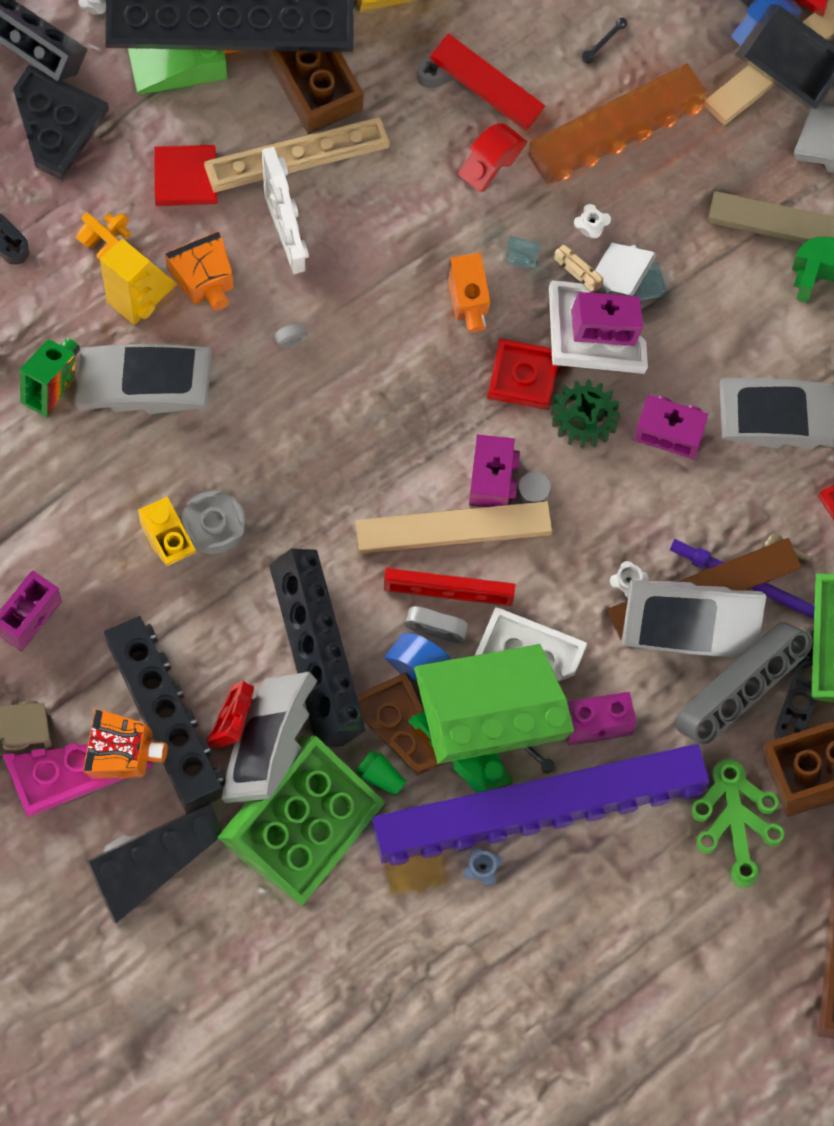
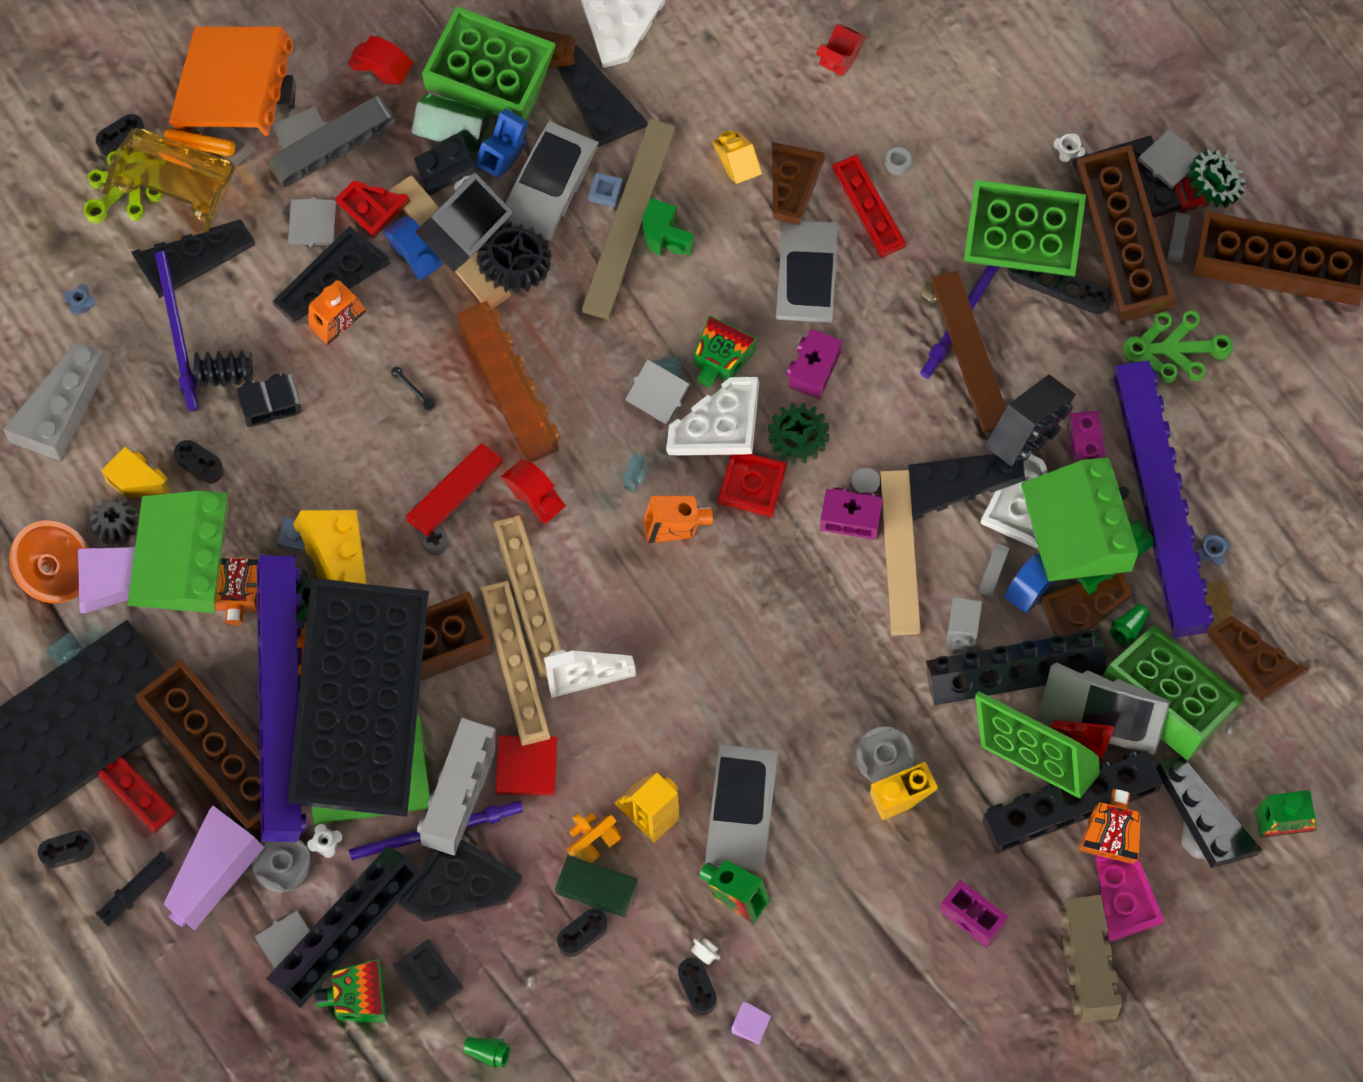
camera: 80 degrees left, 0 degrees up
(48, 242) = (597, 886): none -> clear green piece
(128, 144) = (492, 815): none -> dark purple bar
(148, 103) = (458, 787): none -> light grey wedge
(154, 950) = (1288, 814): none -> green torso
(202, 270) = (633, 750): orange torso -> none
(218, 660) = (1035, 747): none -> bright green slope
(291, 335) = (705, 676): light grey tile -> none
(347, 913) = (1257, 662): none -> reddish brown wing
(358, 586) = (963, 625): none -> light grey brick
(376, 166) = (527, 590): none -> tan tile
(449, 587) = (961, 553): red tile -> none
(543, 584) = (949, 481): none -> black wing
(578, 268) = (653, 426): tan axle -> none
(592, 229) = (607, 420): white plate -> none
(606, 319) = (714, 402): magenta brick -> none
(611, 642) = (1031, 420): none -> black piece
(627, 570) = (959, 405): white plate -> none
(676, 330) = (722, 351): none -> torso
(692, 618) = (1003, 355): slope -> none
(743, 683) = (1058, 327): dark grey beam -> none
(750, 126) = (530, 263): none -> black gear

